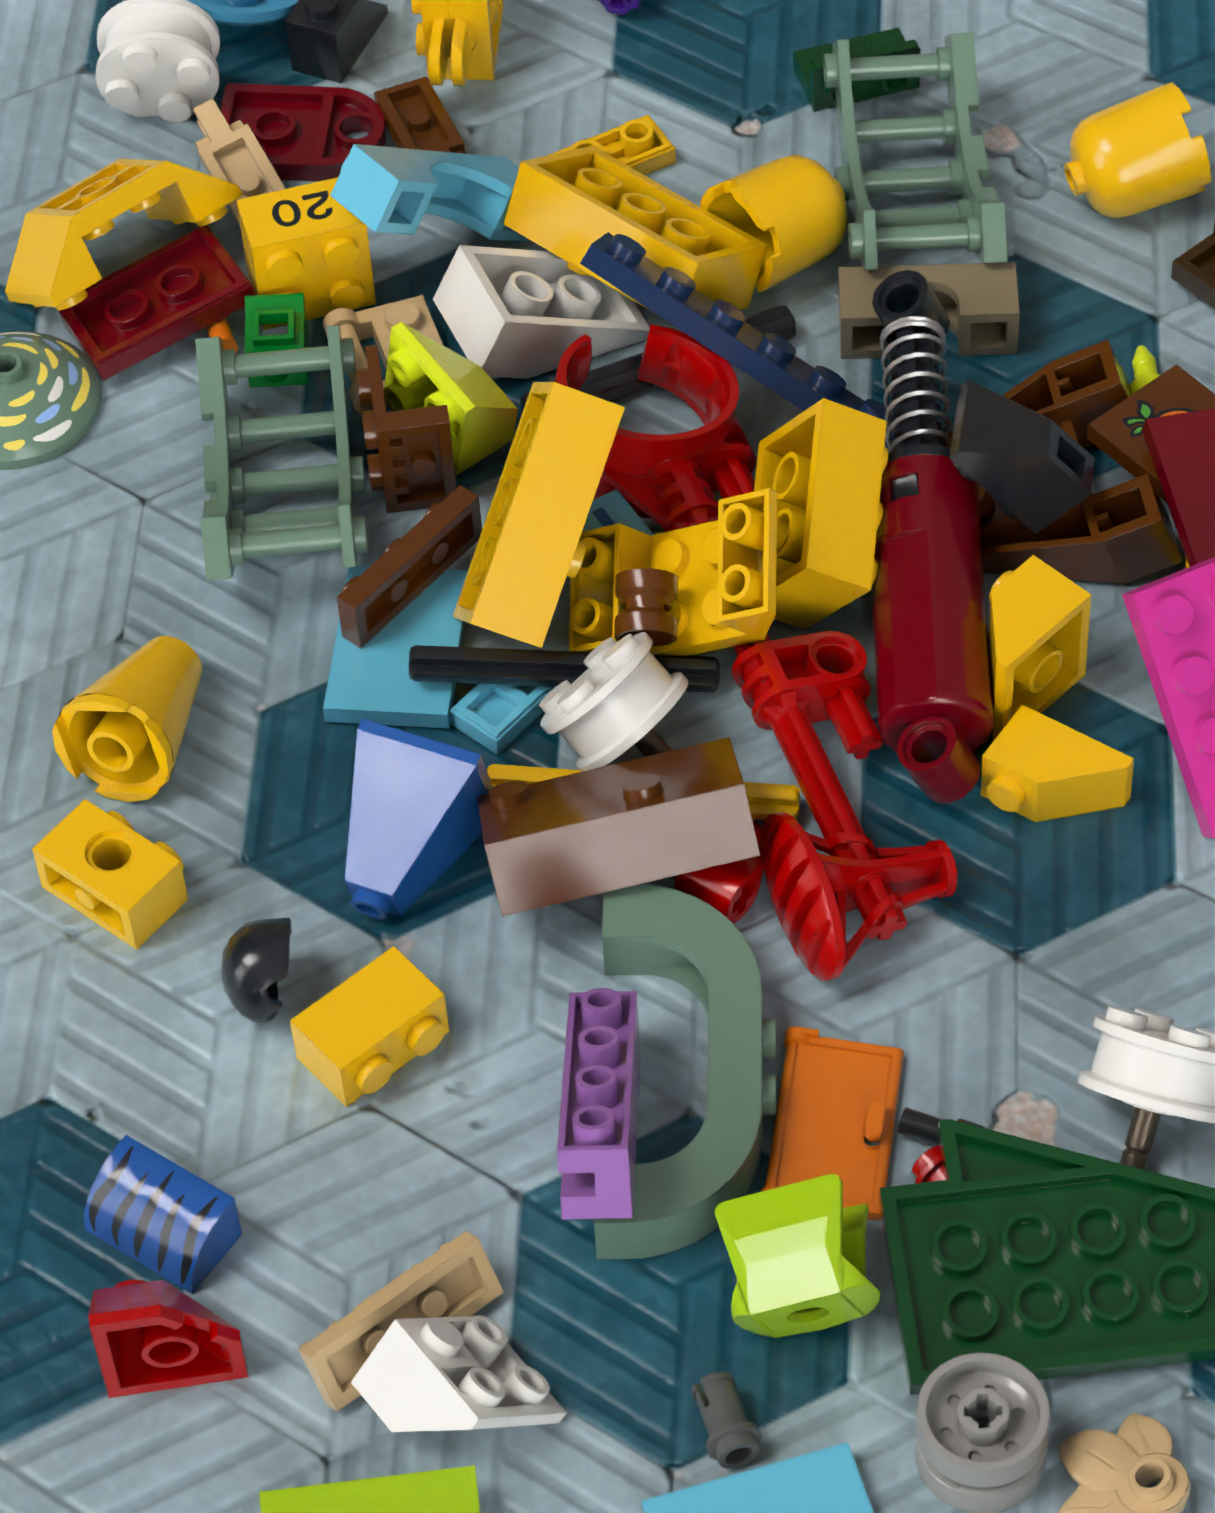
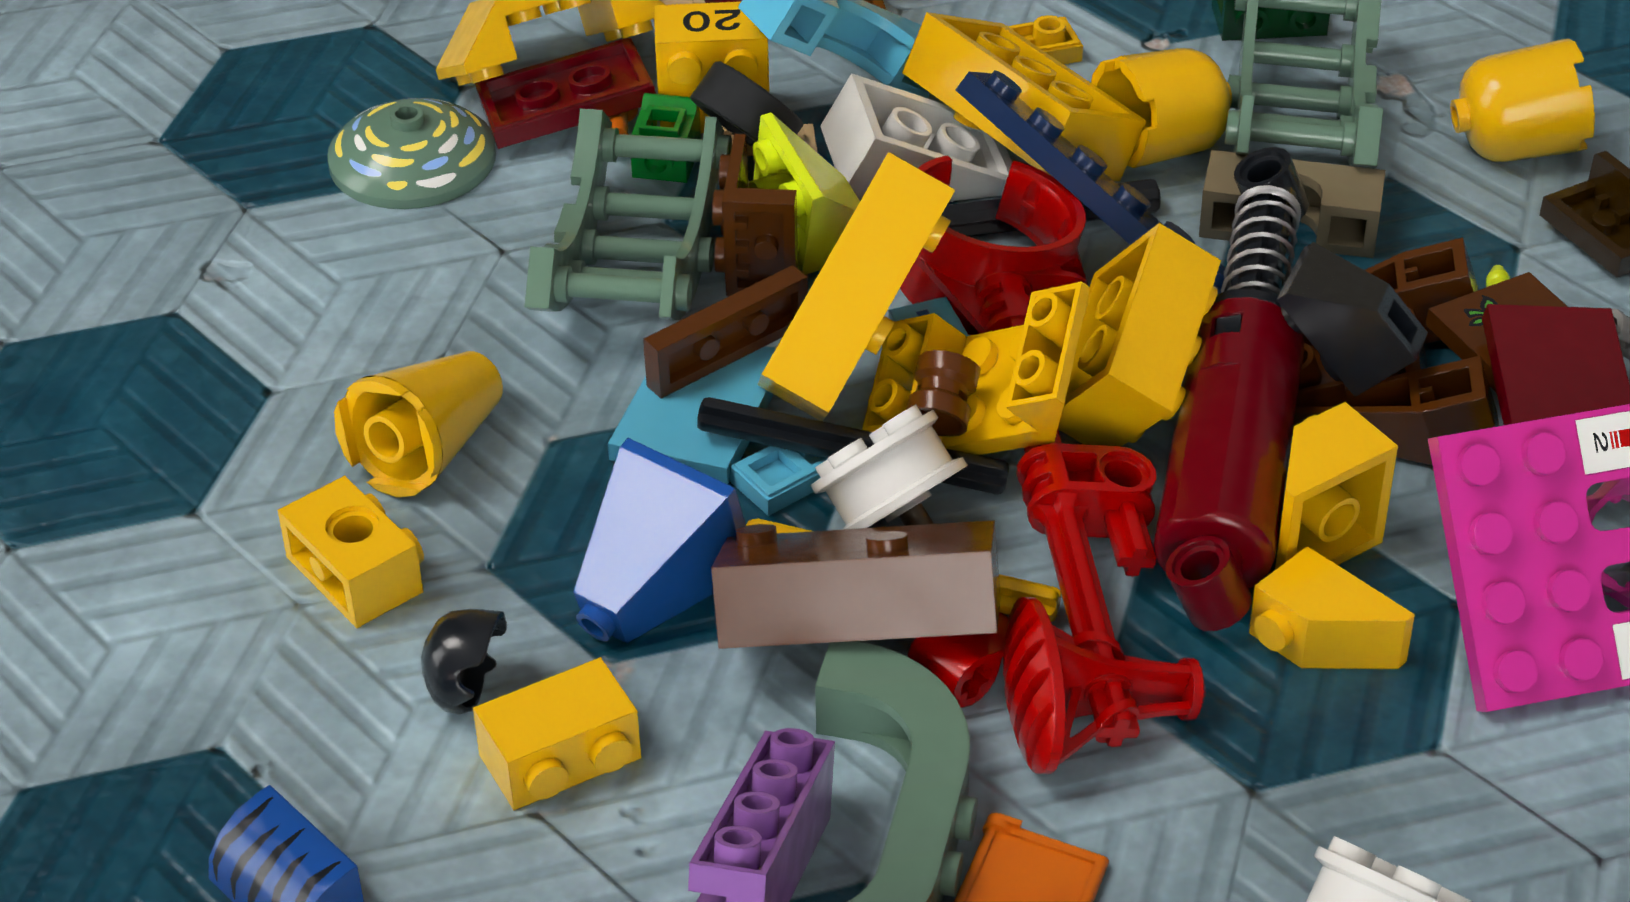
camera: 10 degrees right, 10 degrees down
(358, 304) = (739, 102): none -> black tyre

